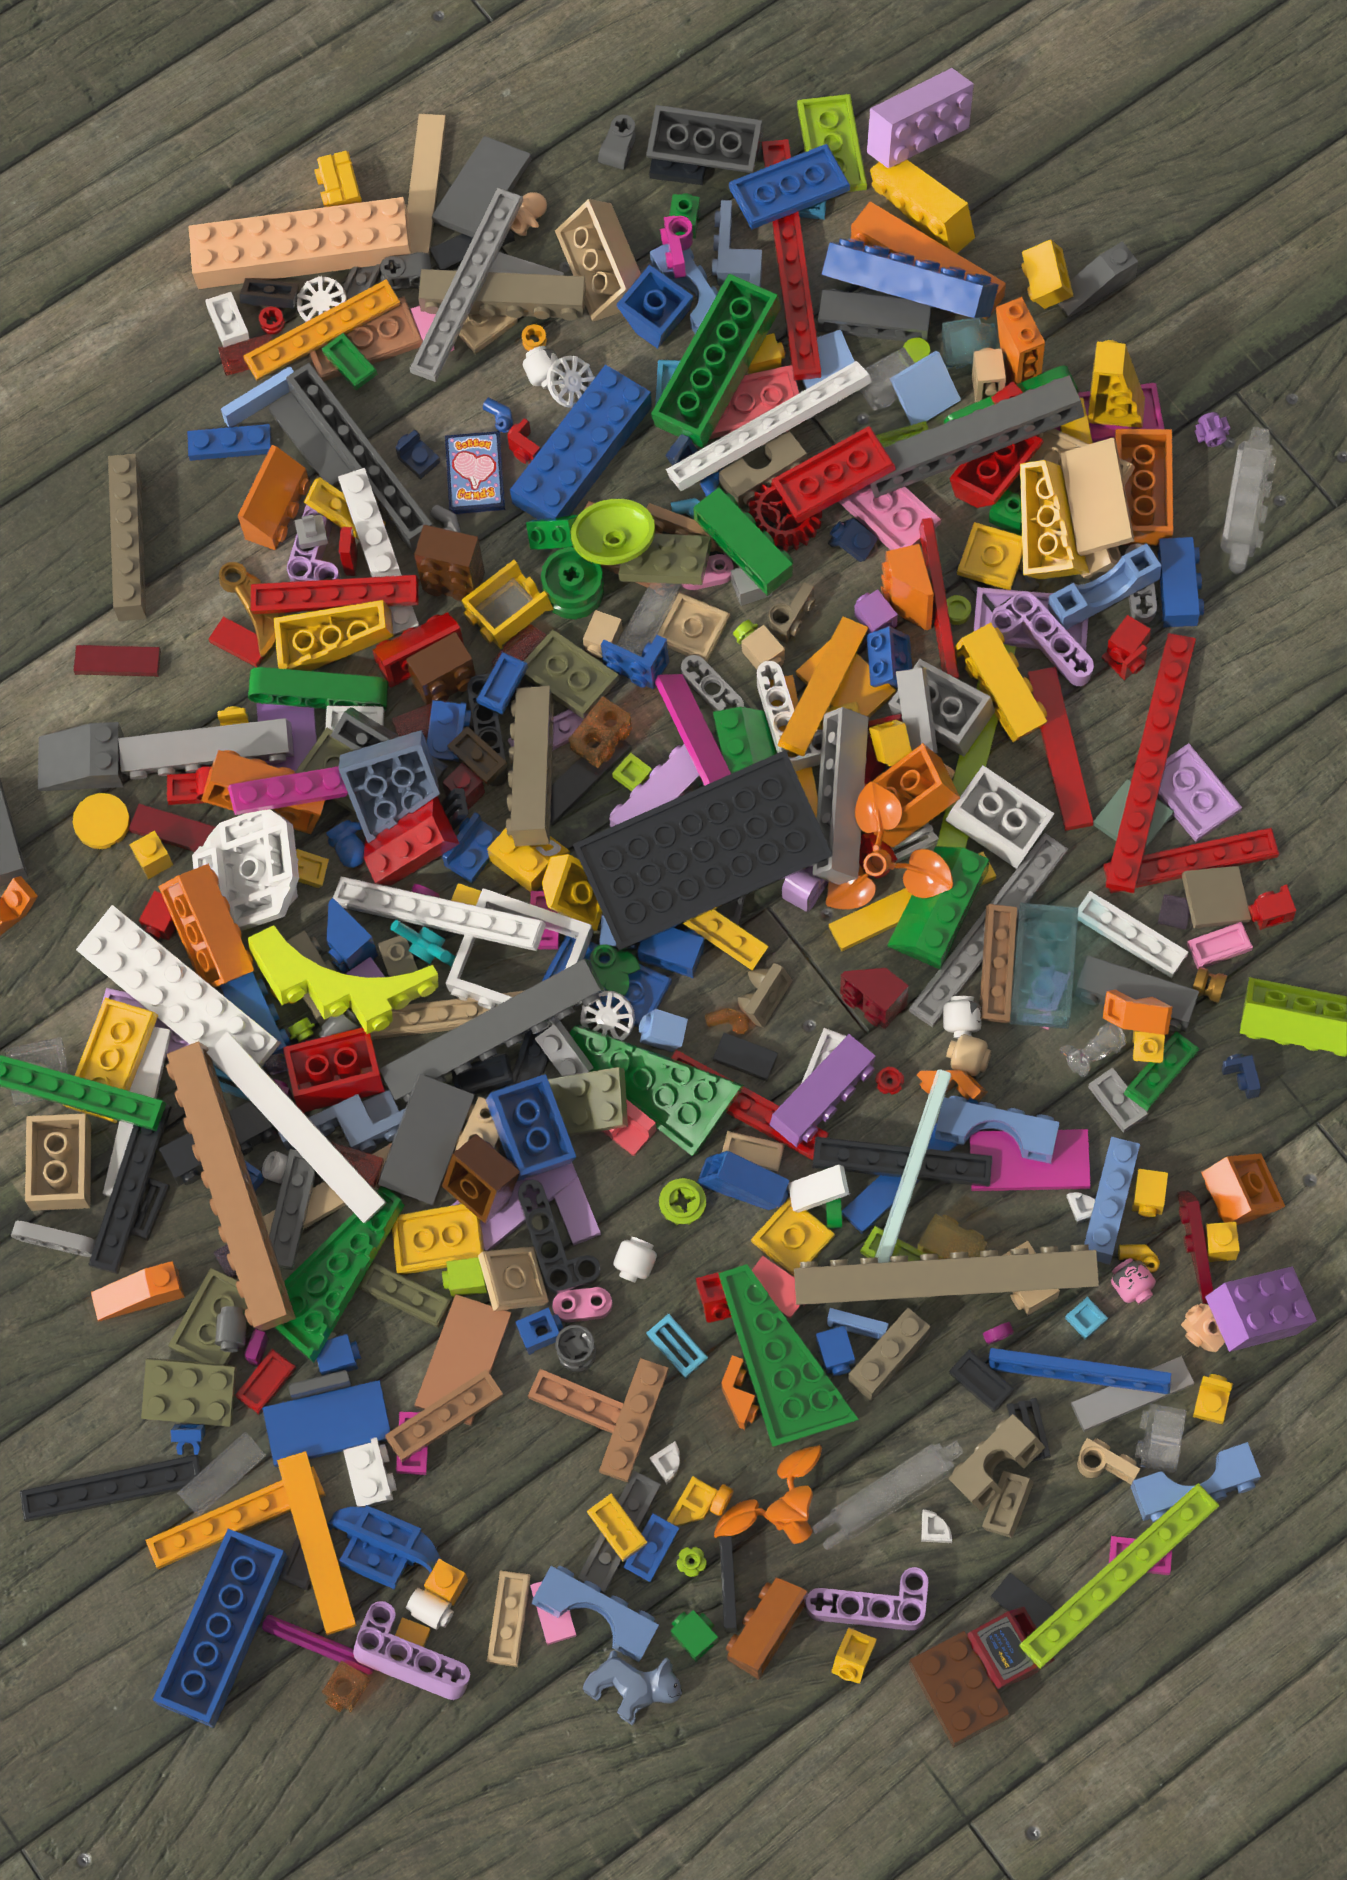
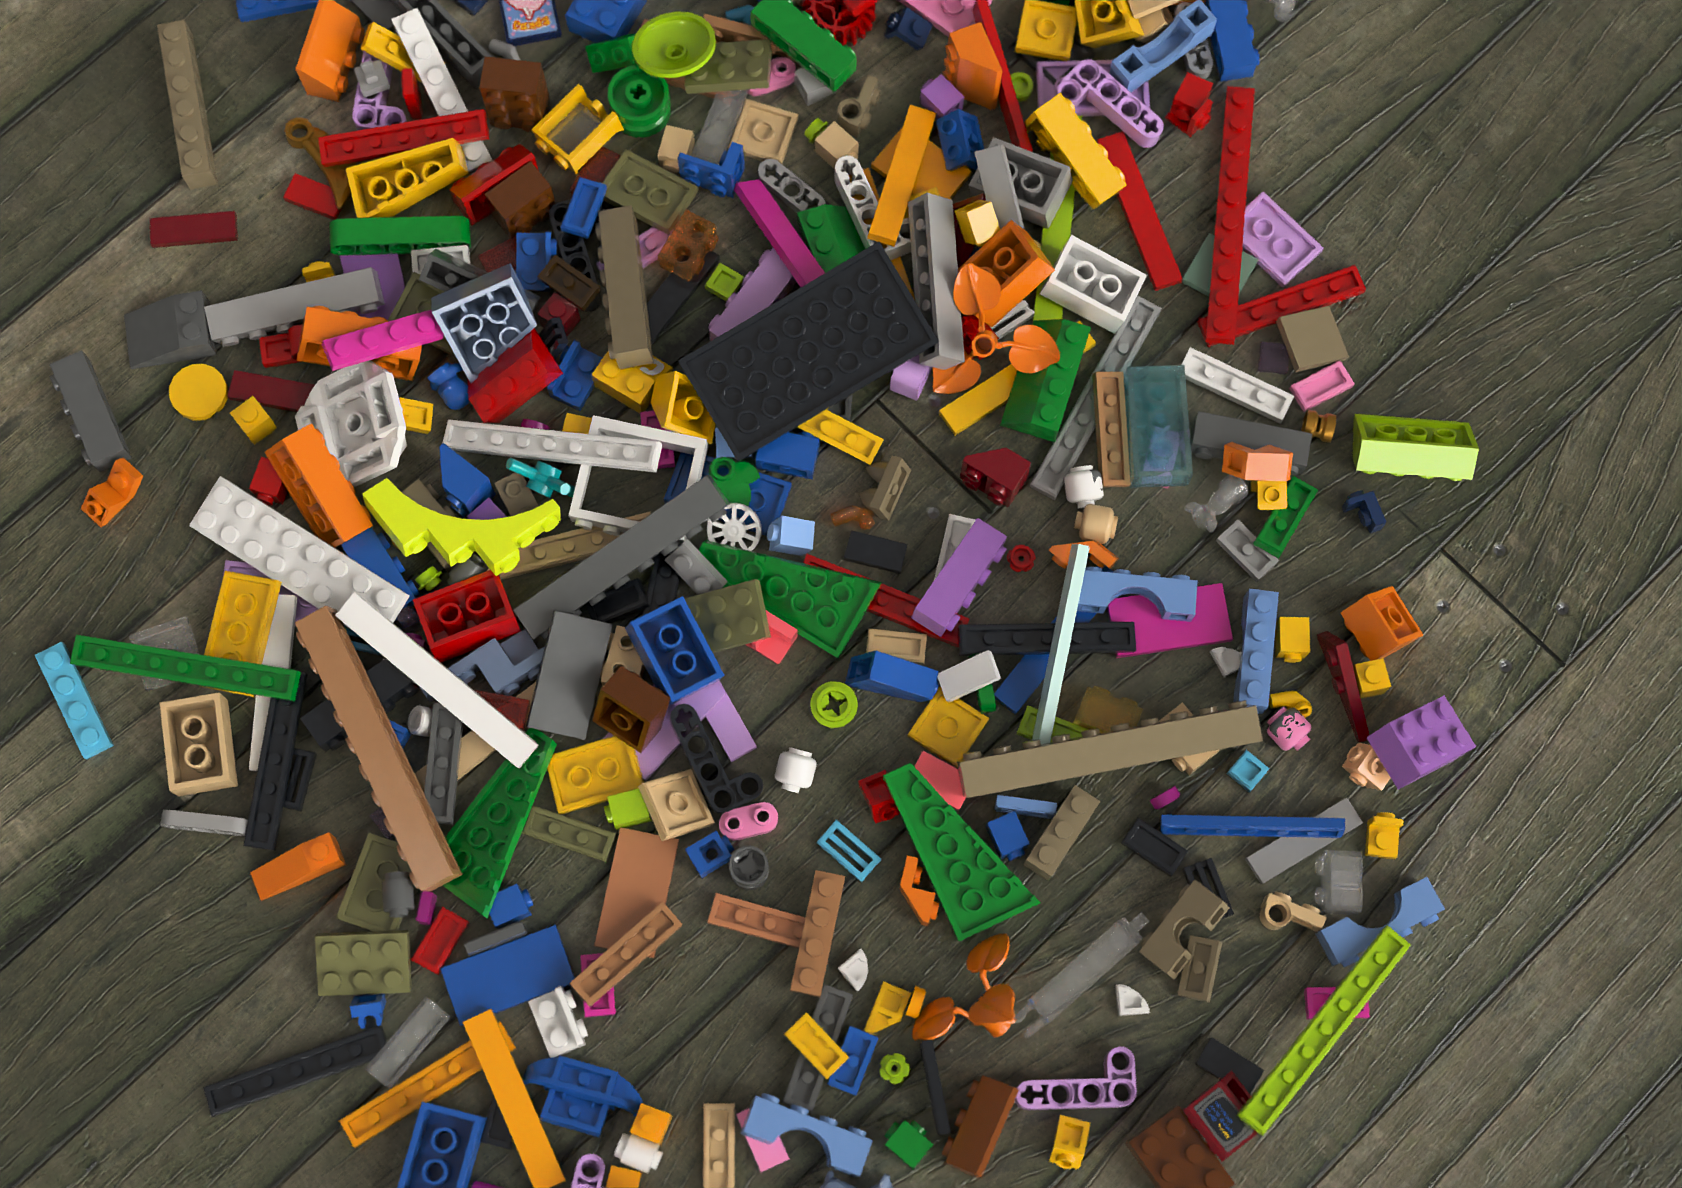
camera: 15 degrees left, 5 degrees up
(1273, 908) = (1369, 343): red brick -> none

